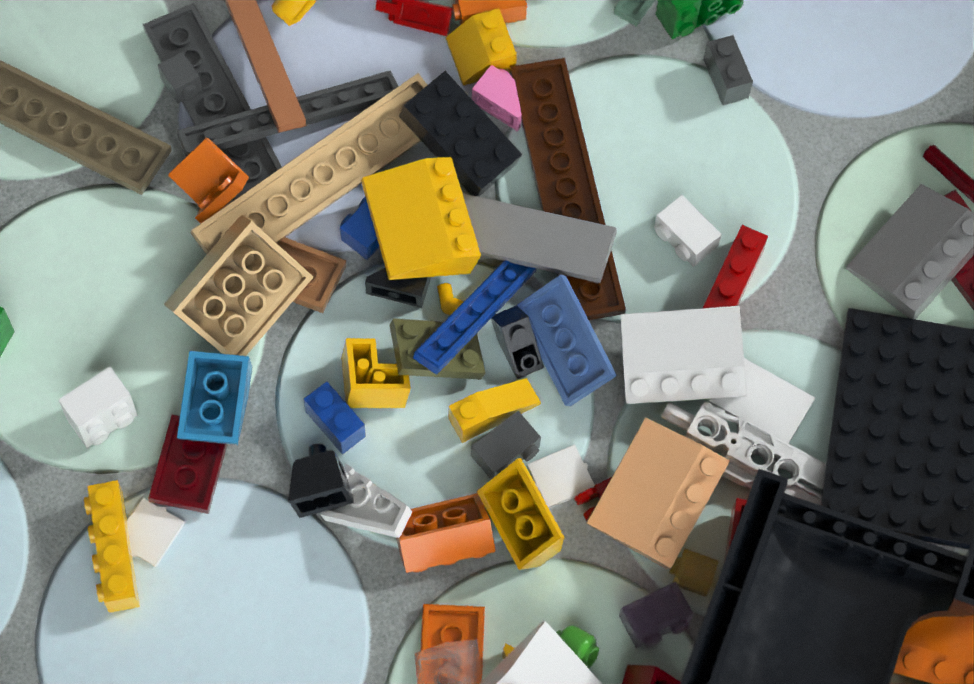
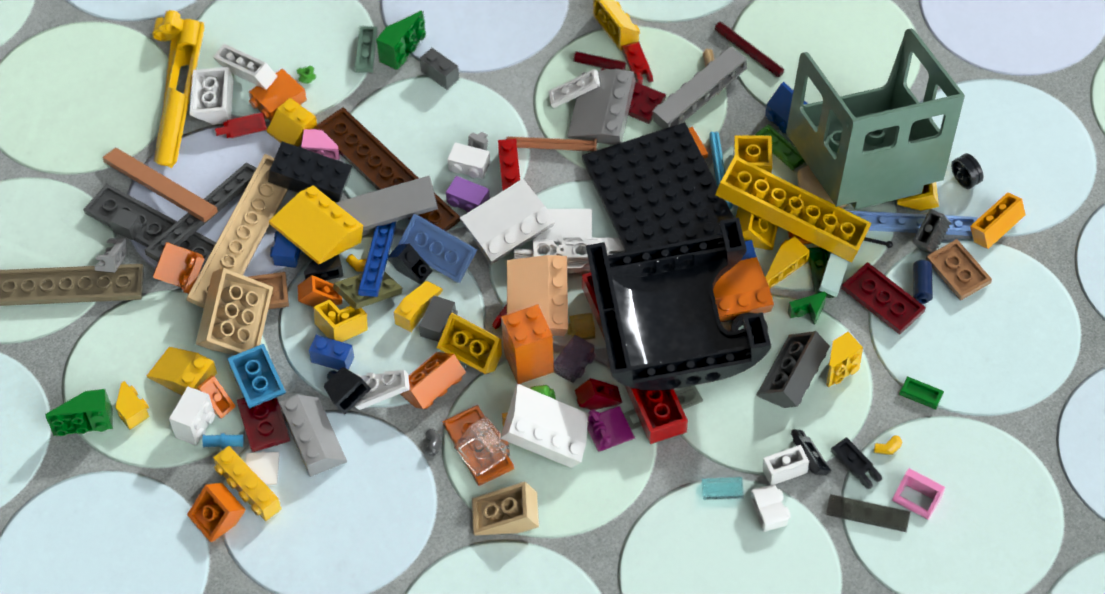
camera: 25 degrees left, 10 degrees down
(32, 344) = (130, 407): none -> yellow slope
(51, 562) = (215, 511): none -> orange slope
(121, 463) = (223, 440): none -> dark azure pin
(130, 333) = (181, 369): none -> yellow slope
(138, 115) = (113, 256): none -> light grey hinge
(148, 395) = (219, 398): none -> orange slope
(241, 522) = (312, 433): none -> light grey slope
(368, 315) = (316, 291): none -> orange slope
(394, 631) = (434, 444): none -> dark grey arm
(560, 476) = (480, 315): white piece -> none
(598, 564) = (528, 344): none -> orange brick
(654, 282) = (466, 194): none -> medium lavender brick
(716, 210) = (478, 141): none -> light grey tile
(820, 268) = (559, 144): none -> nougat axle
(896, 201) = (574, 88): none -> white tile

